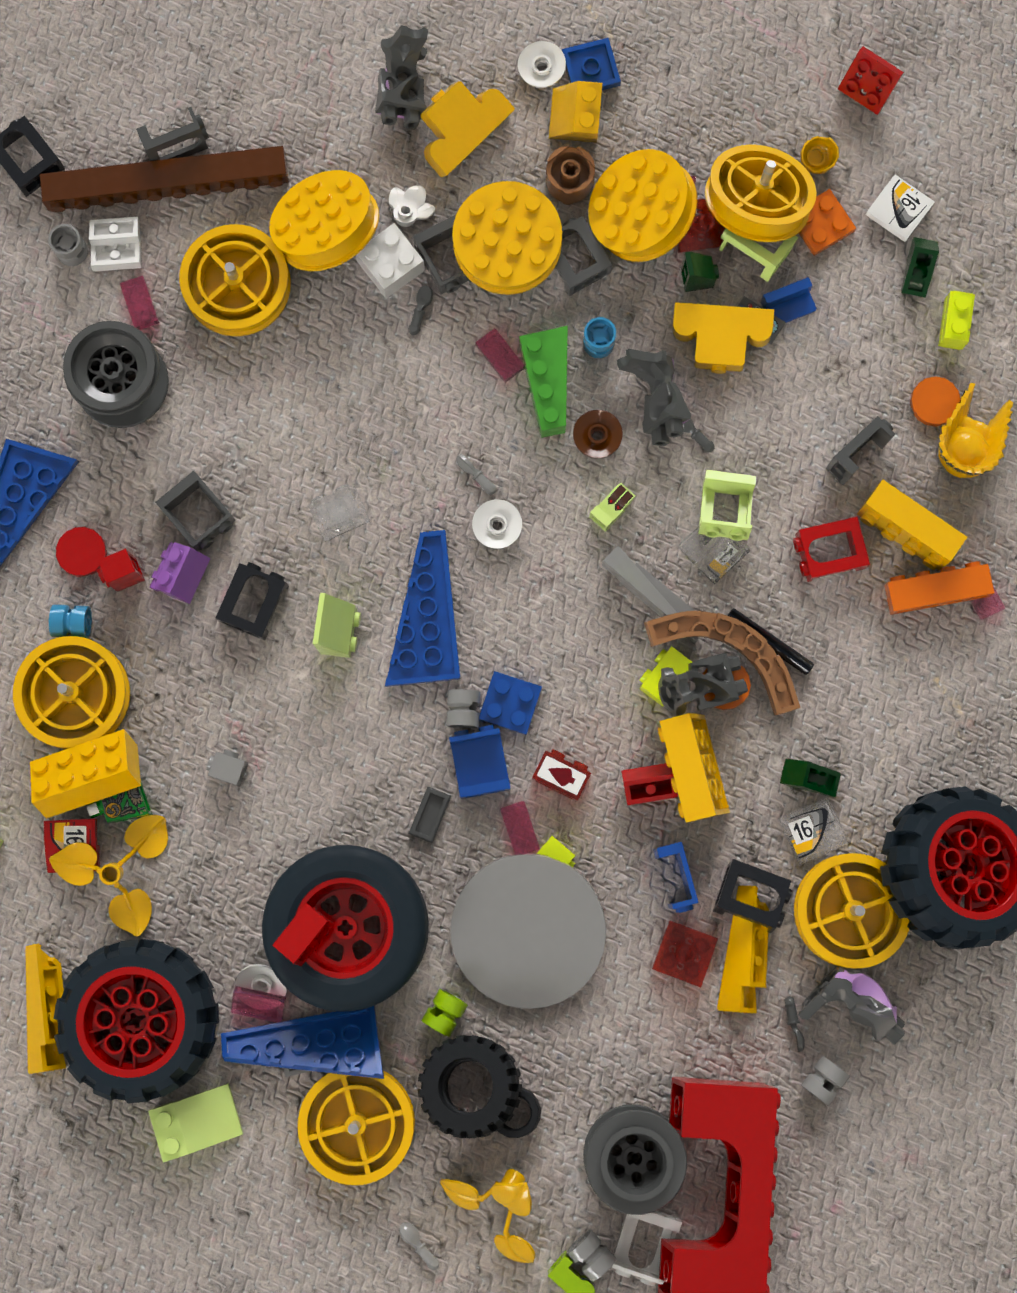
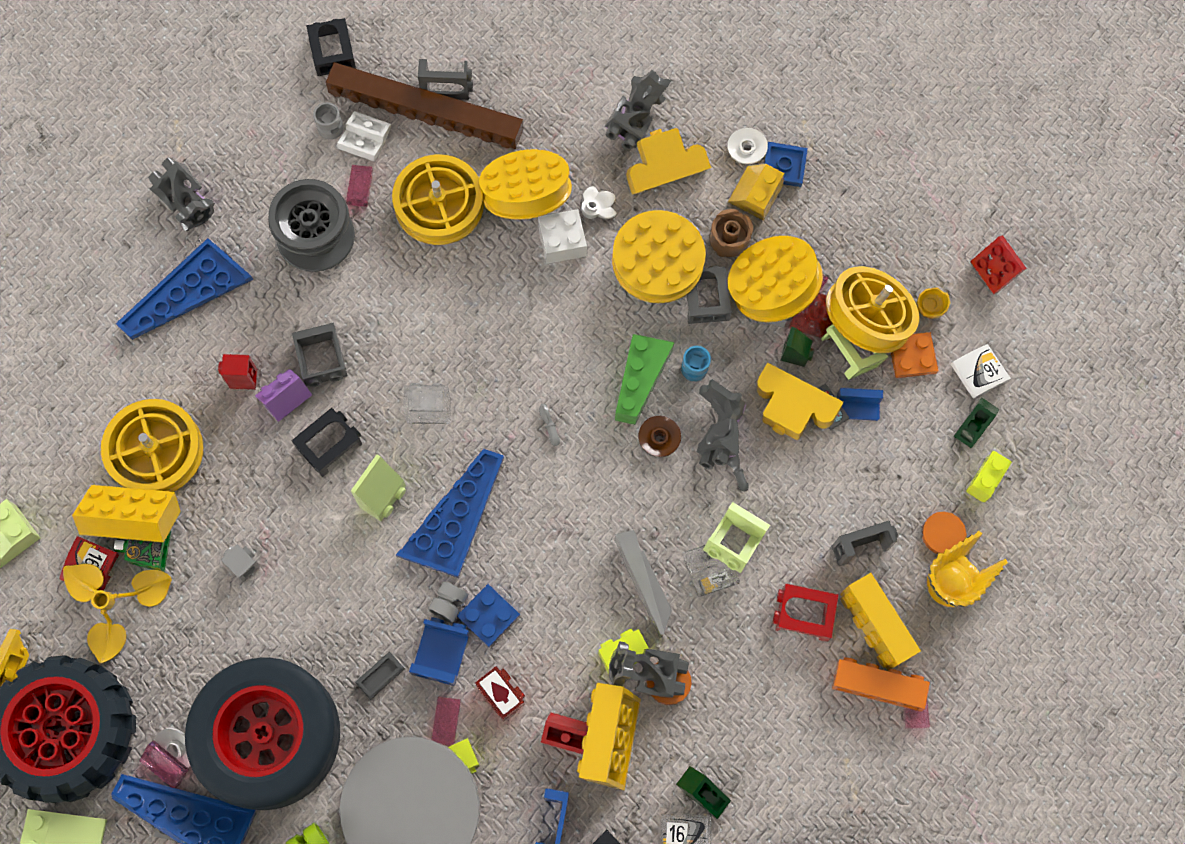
camera: 20 degrees right, 10 degrees down
(70, 621) = (179, 392): dark azure wheel -> none
(80, 550) = (216, 342): red tile -> none
(303, 934) = (221, 720): red hinge -> none
(423, 299) = (574, 276): dark grey piece -> none
(430, 238) = (600, 233): dark grey window -> none
(492, 512) = (550, 460): white dish -> none
(500, 355) = (612, 343): clear pink tile -> none
(612, 507) = (644, 498): yellowish green leg -> none
(740, 637) = (698, 648): medium nougat plate -> none
(783, 650) = (721, 664): black axle -> none

